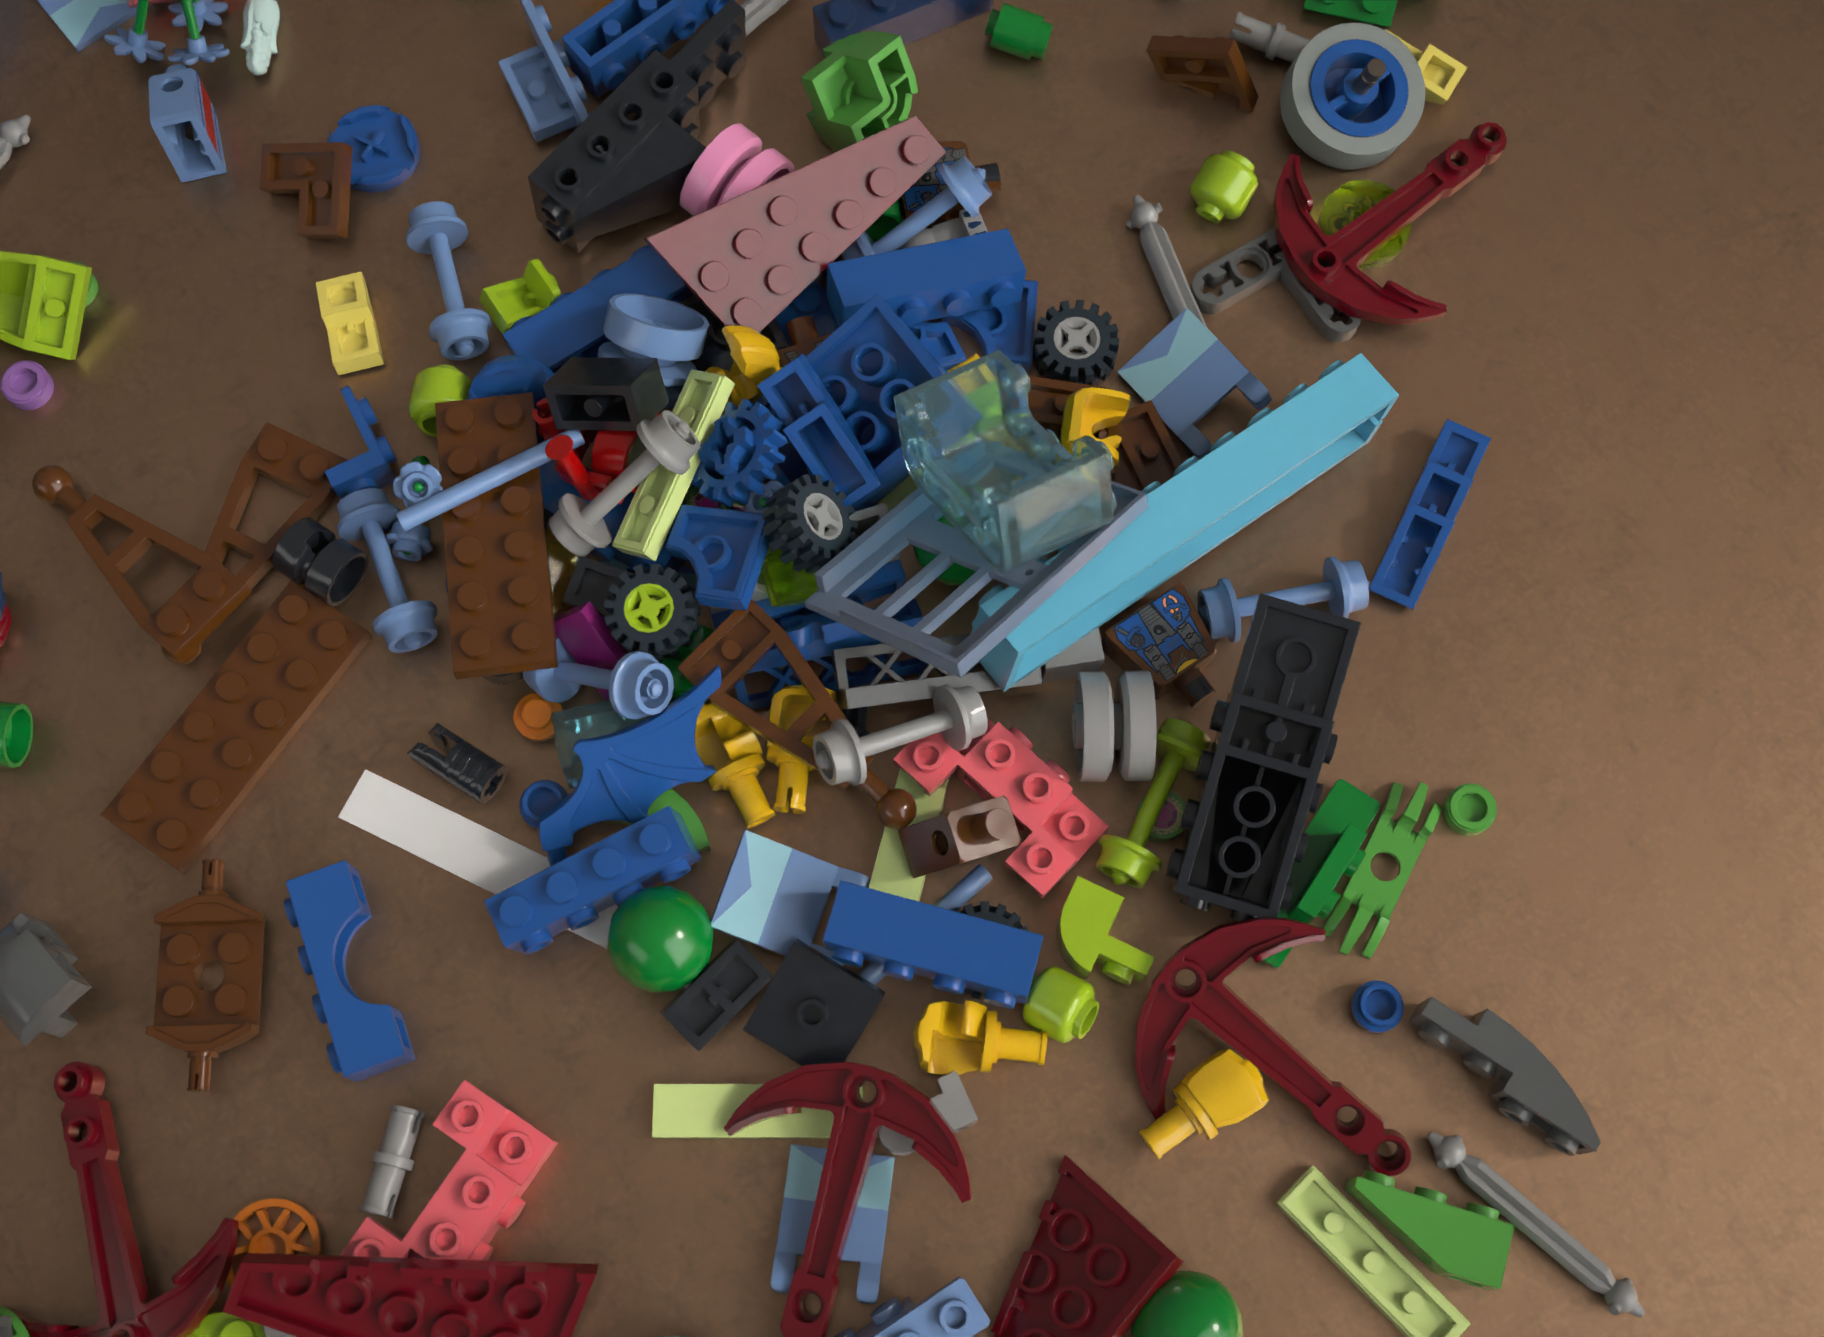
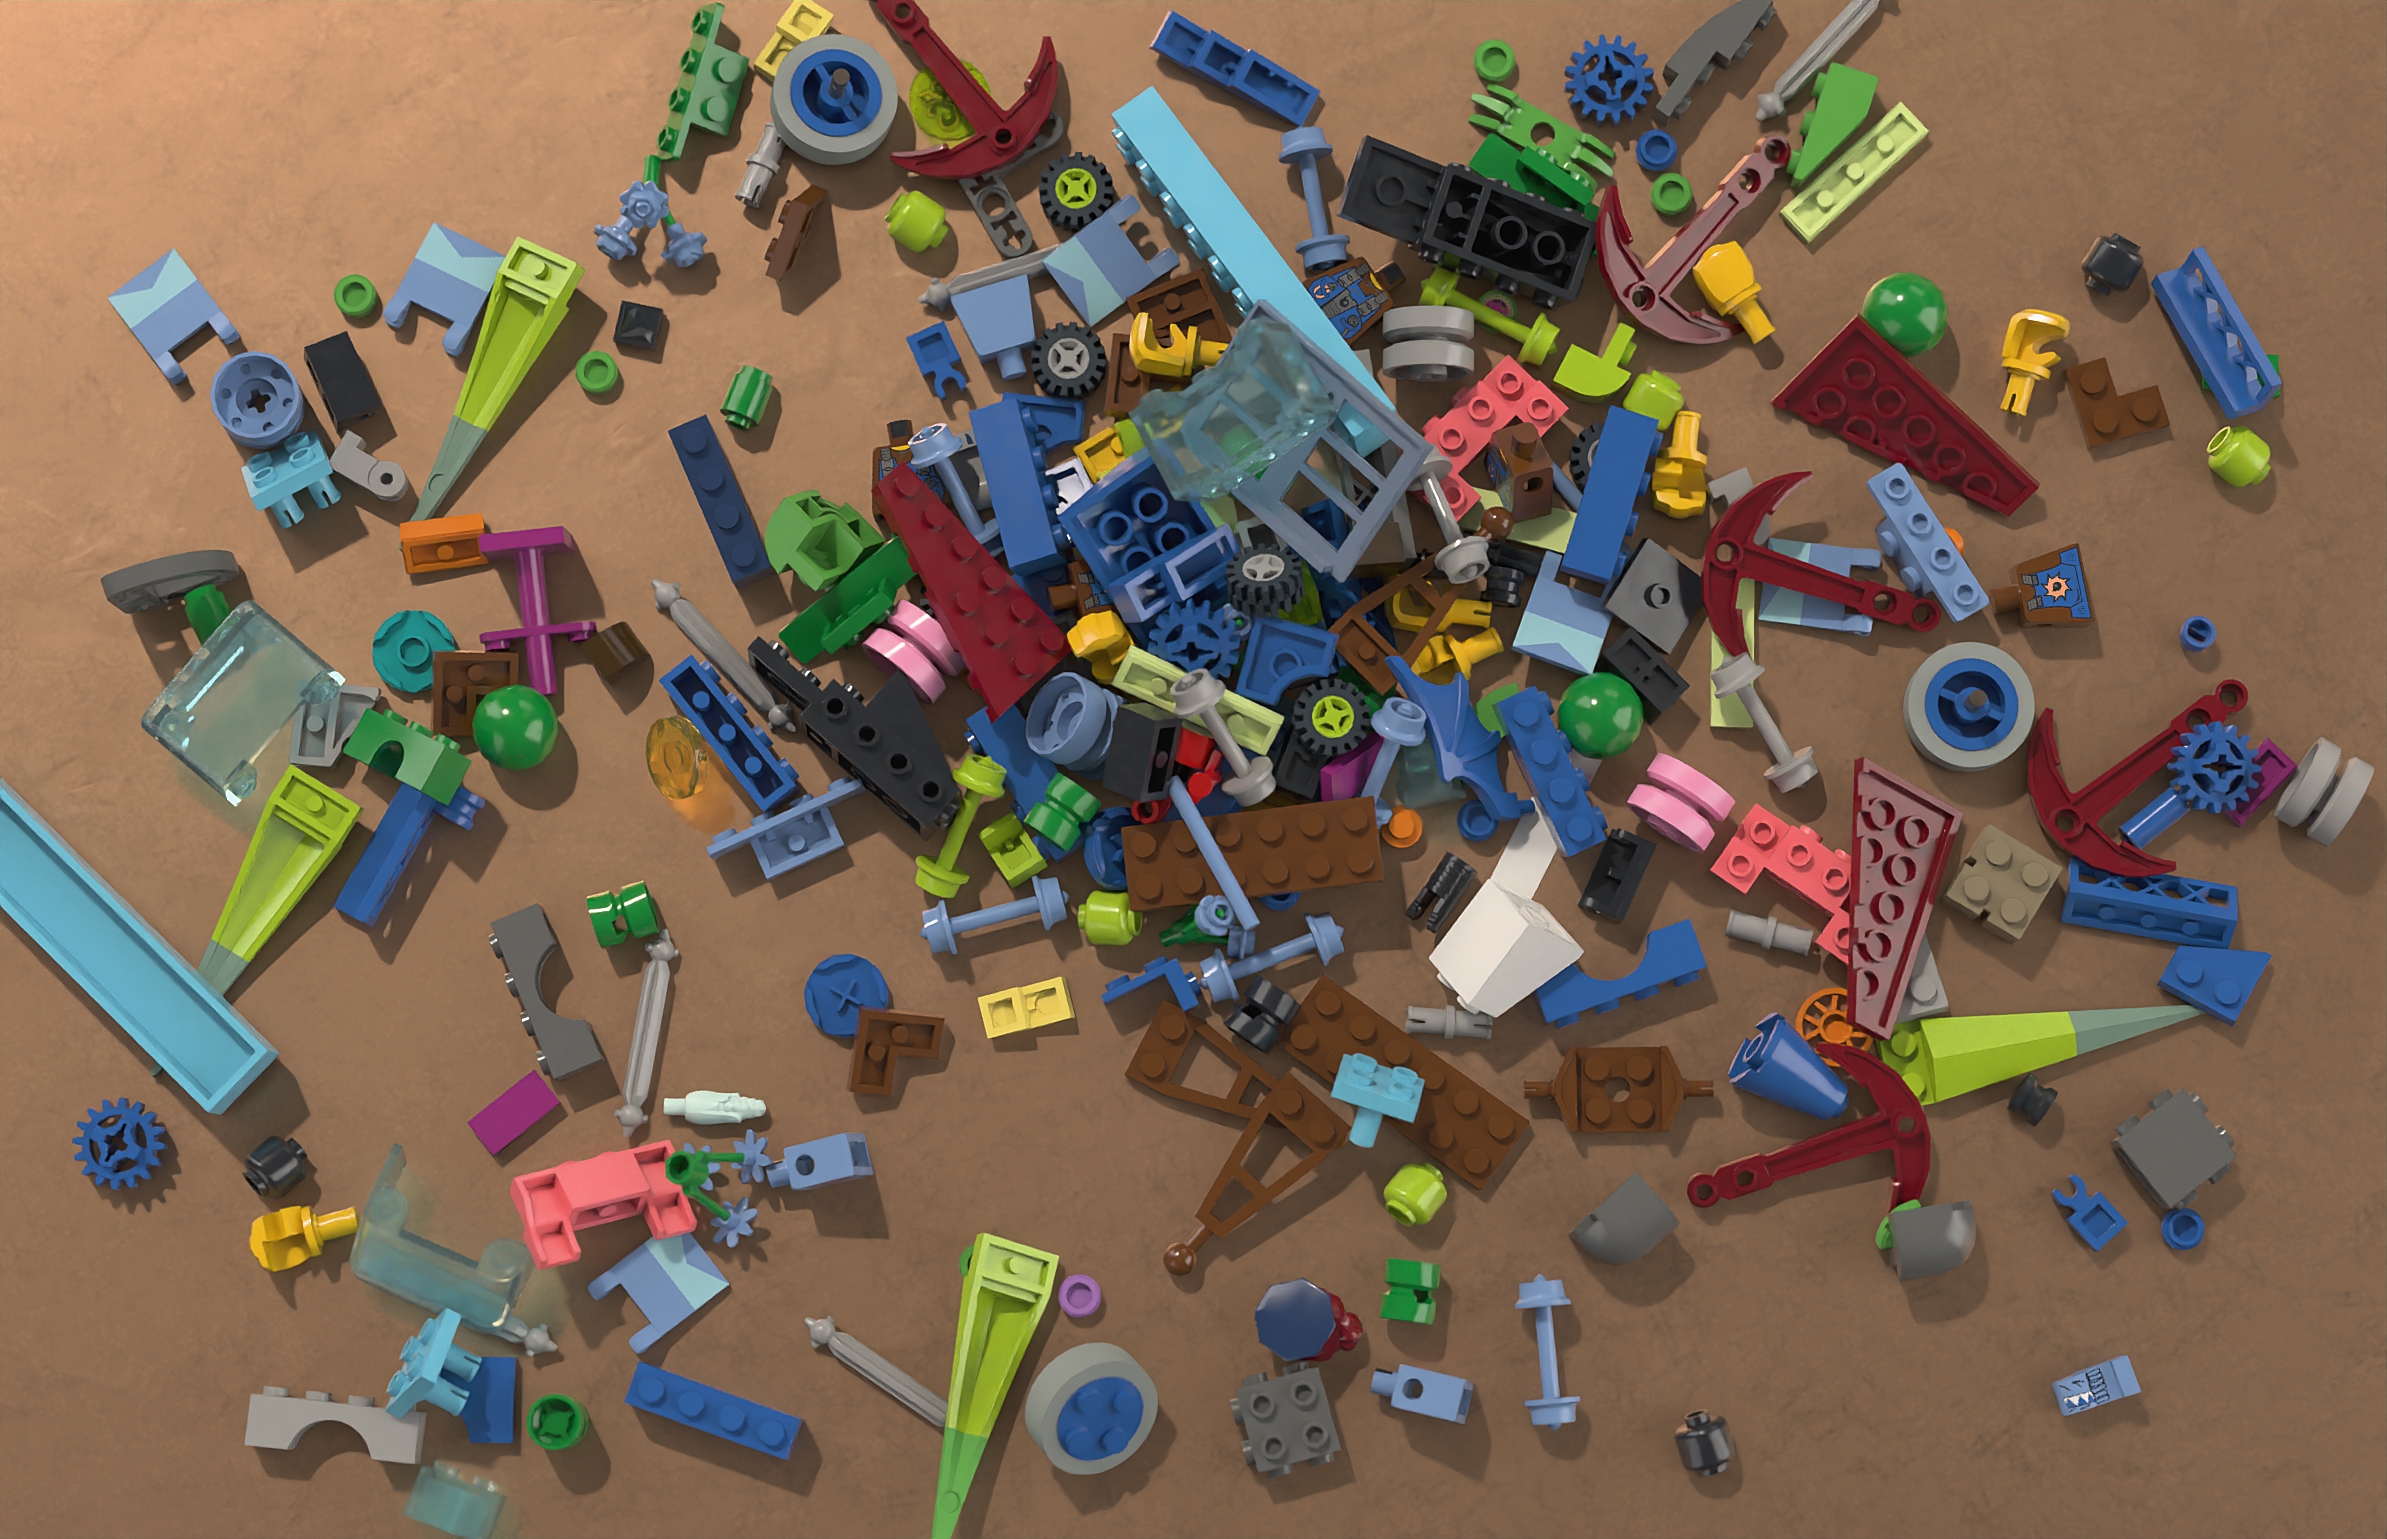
camera: 85 degrees left, 10 degrees up
(100, 737) = (1415, 1194): none -> lime head
(203, 674) = (1377, 1092): none -> medium azure plate
(210, 1177) = (1788, 1071): none -> blue cone
(303, 774) = (1448, 1022): none -> light grey pin
(374, 828) = (1502, 950): none -> white slope
(470, 970) = (1617, 875): none -> black hinge
(541, 323) = (1062, 812): none -> green wheel
(547, 1039) = (1680, 802): none -> bright pink wheel
(589, 246) = (939, 874): none -> lime piece
(596, 1186) = (1792, 768): none -> light grey piece
(788, 119) = (850, 605): none -> green bracket
(824, 826) = (1502, 587): none -> black wheel
(852, 659) = (1382, 556): none -> dark brown brick
(862, 831) = (1509, 556): none -> black axle
(1075, 210) = (936, 354): none -> blue plate
(1115, 271) = (998, 323): none -> medium blue torso
(1273, 332) = (1075, 178): none -> black wheel
(1323, 1027) = (1671, 194): none -> bright green tile
(1463, 964) = (1625, 78): none -> blue gear

